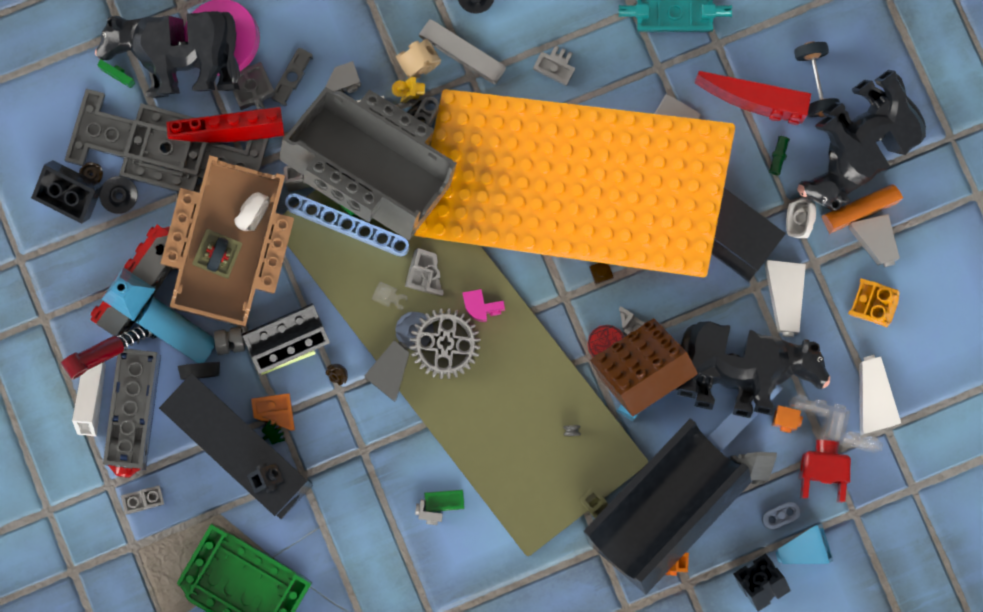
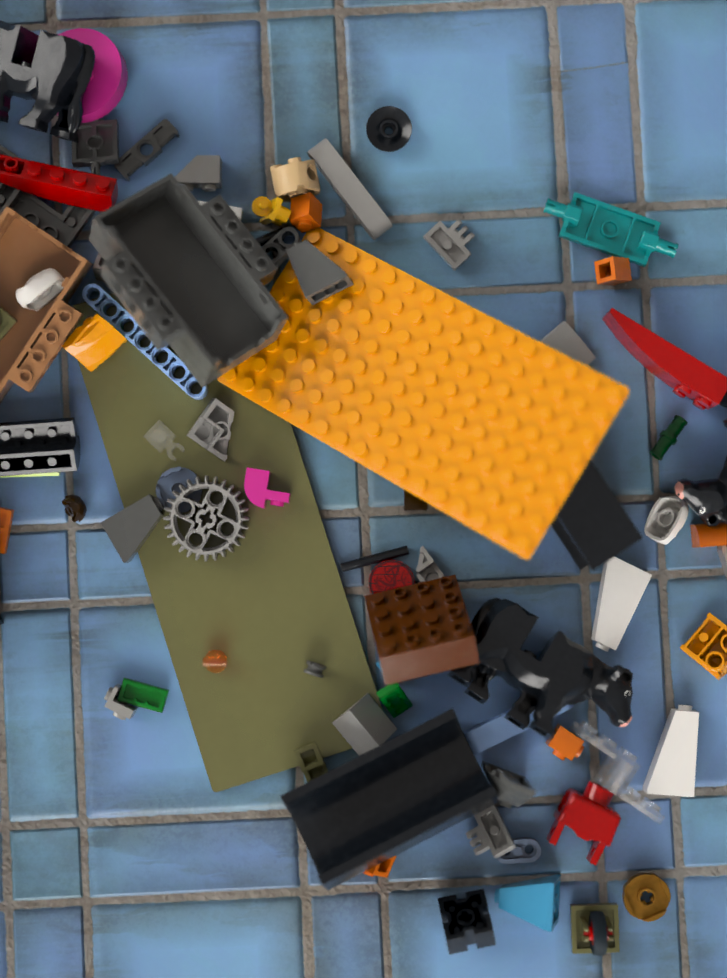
camera: 25 degrees right, 5 degrees up
(308, 237) = (94, 342): none -> light orange slope
(435, 81) = (306, 212): none -> orange brick
(463, 123) = (316, 272): none -> dark grey slope
(492, 452) = (215, 661): none -> clear orange plate
(586, 330) = (375, 558): none -> black bar
(625, 460) = (364, 725): none -> light grey slope
(642, 431) = (394, 699): none -> green plate
(689, 43) = (612, 271): none -> orange brick
(755, 509) = (491, 833): none -> light grey hinge
(863, 554) = (594, 928): none -> olive plate
(893, 504) = (658, 901): none -> pearl gold plate

